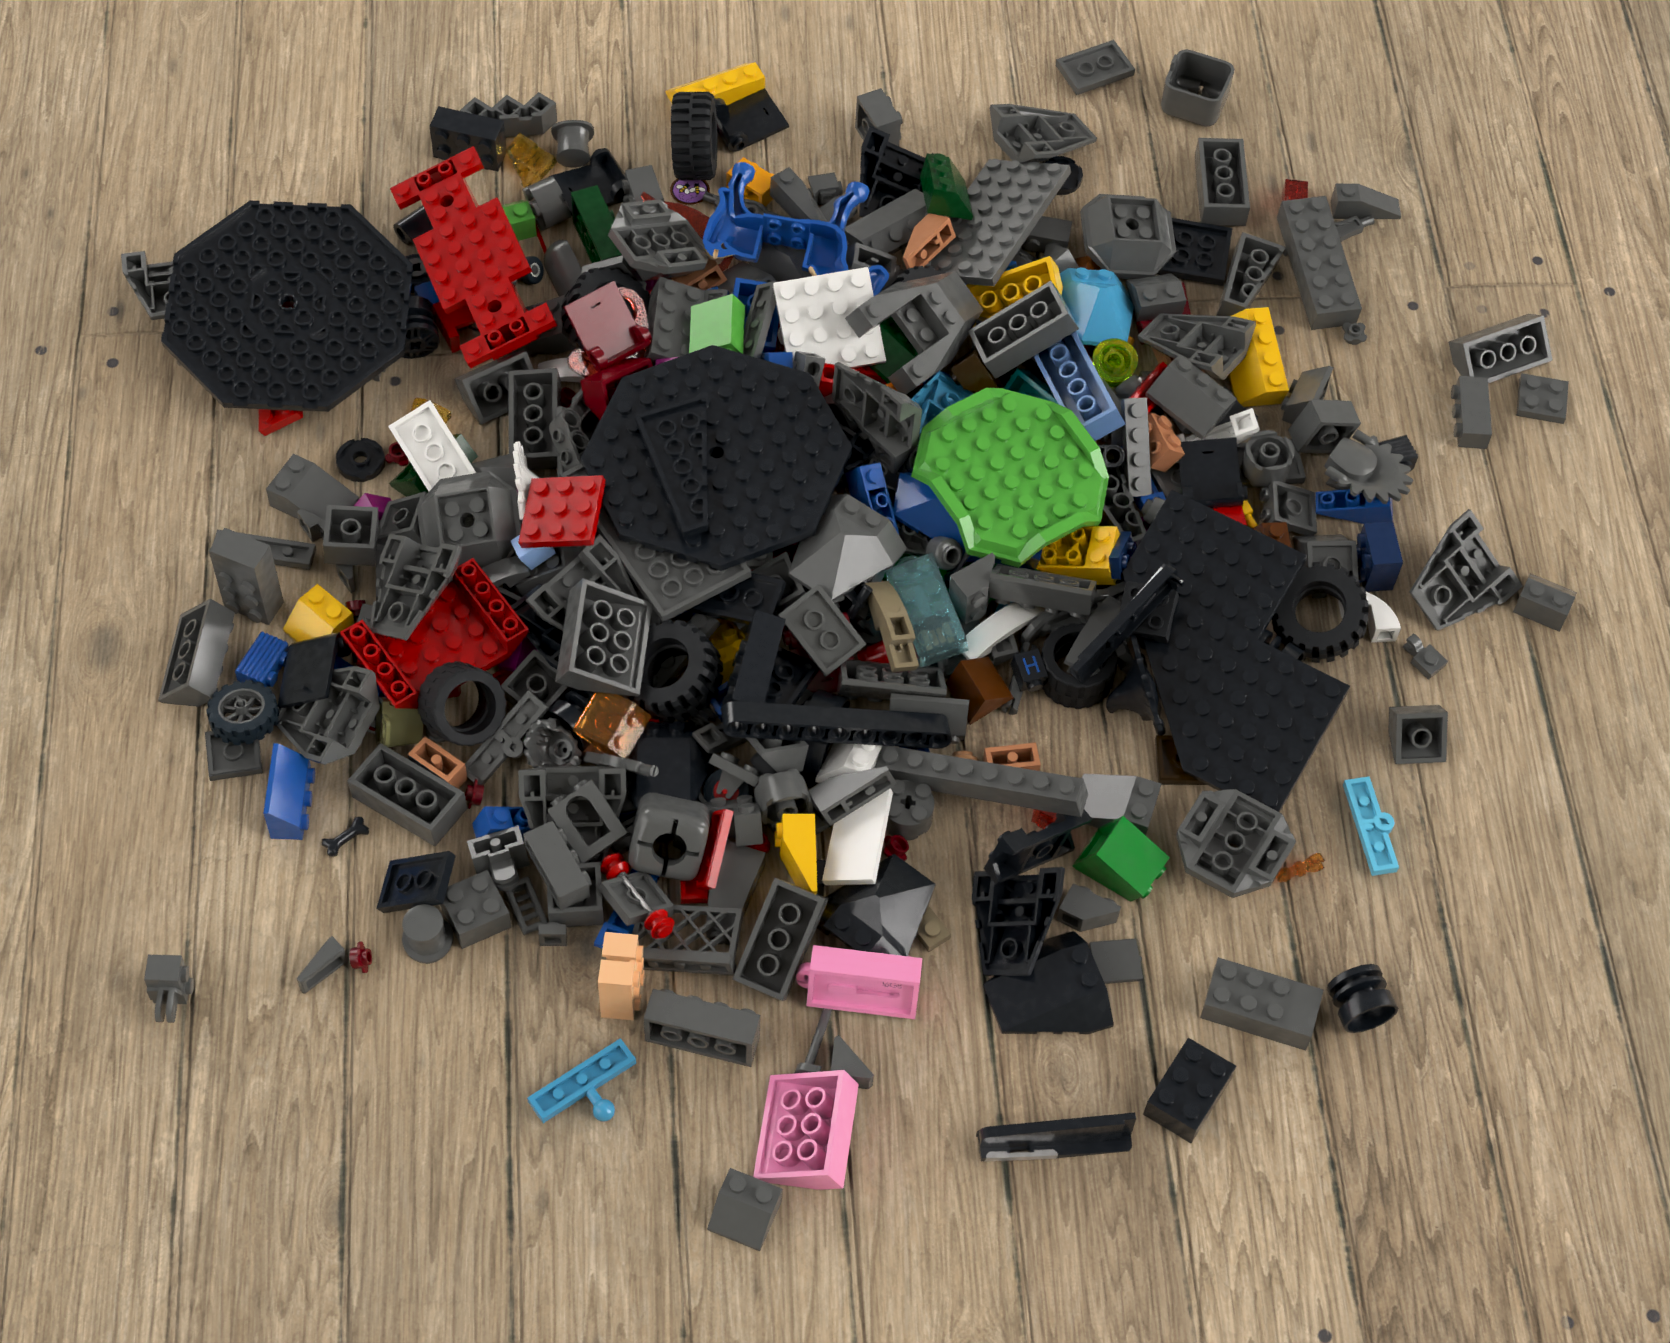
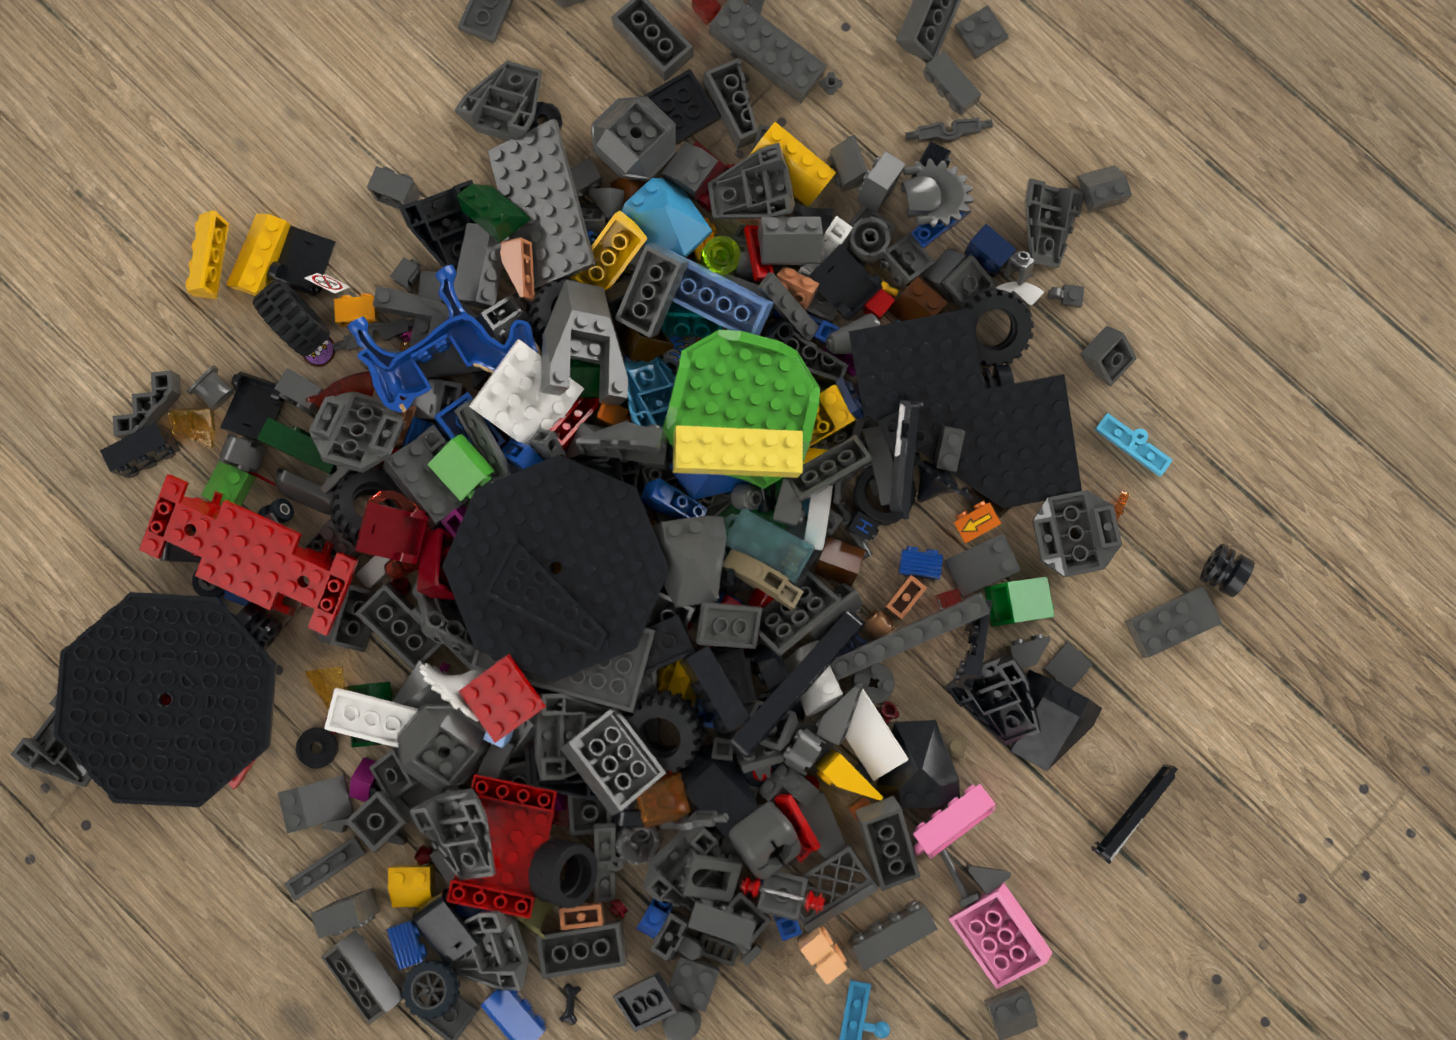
camera: 40 degrees left, 25 degrees up
(674, 58) = (207, 255): none -> yellow slope
(750, 145) = (327, 282): none -> sticker
(971, 484) = (737, 451): none -> light yellow brick
(1056, 752) = (920, 564): none -> blue brick
(1146, 759) = (977, 521): none -> orange brick
(1175, 658) = (948, 448): none -> dark grey brick
(1189, 1090) = (1180, 714): black brick -> none
(1395, 586) = (1021, 262): none -> dark grey window
(1446, 453) = (960, 128): none -> dark grey piece

